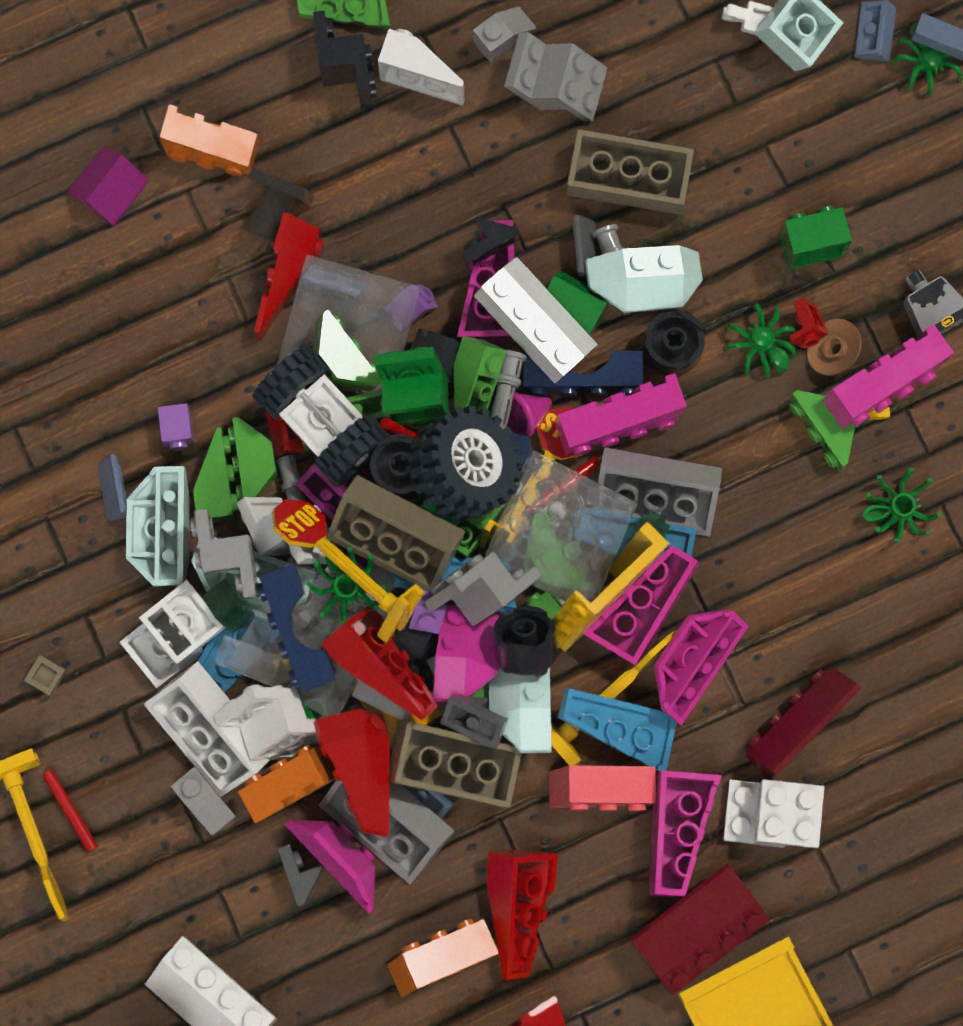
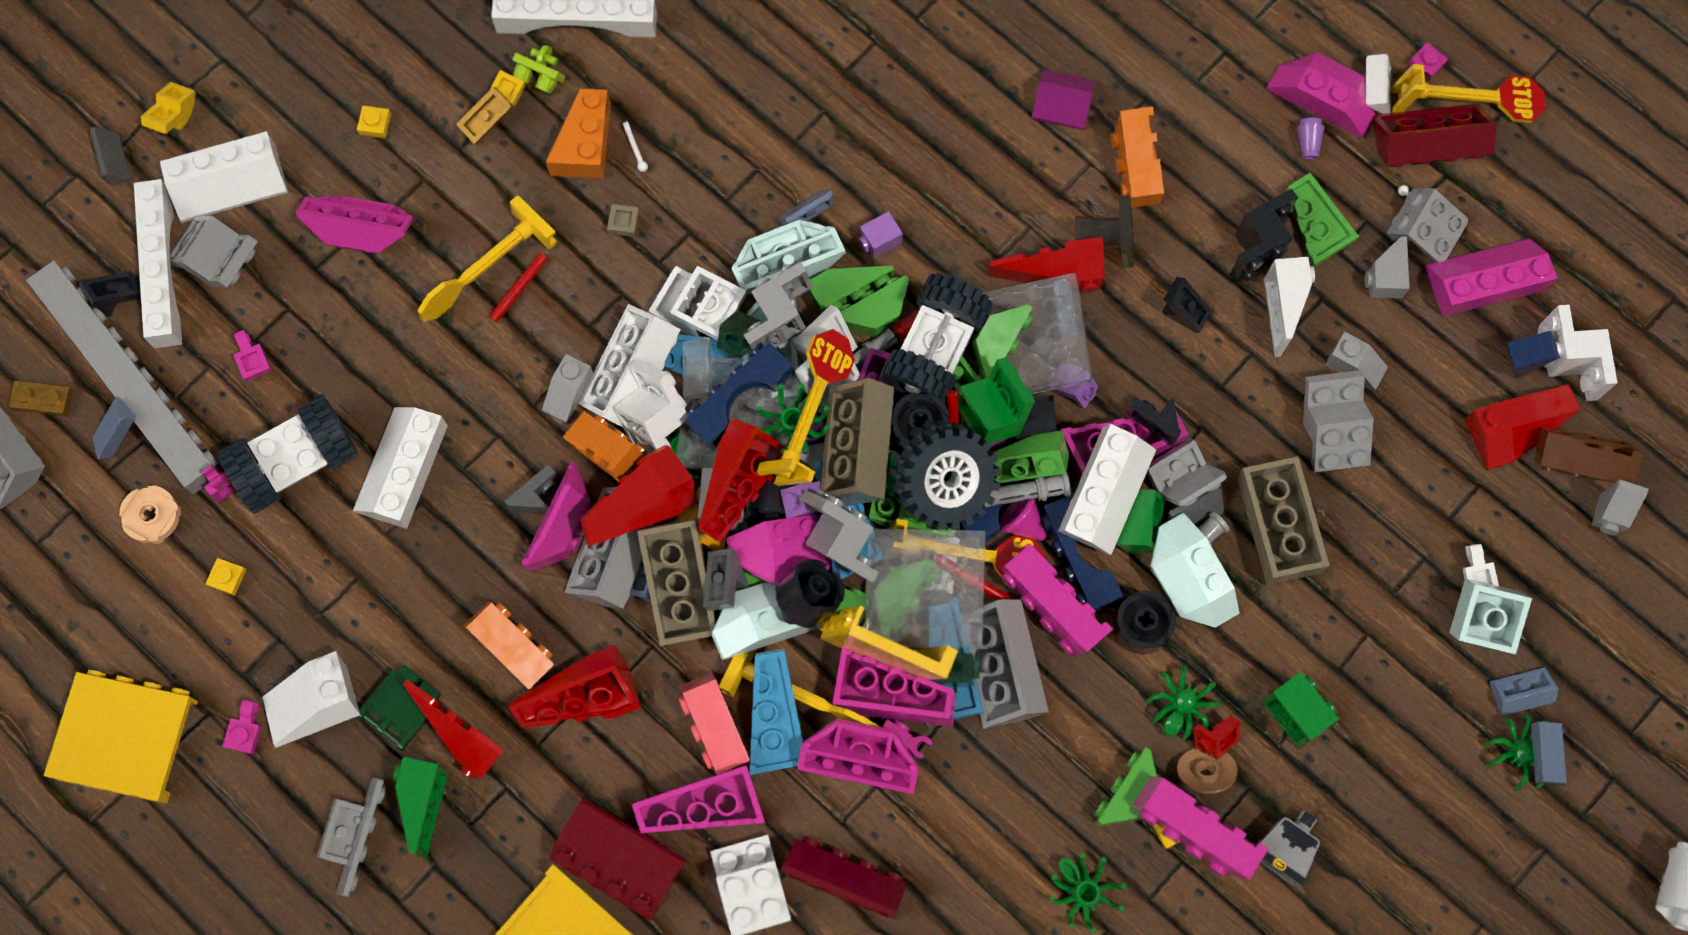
camera: 65 degrees right, 5 degrees down
(379, 165) = (1186, 305): none -> black slope
(549, 241) = (1183, 474): none -> light grey bracket
(680, 614) = (909, 741): none -> dark pink plate

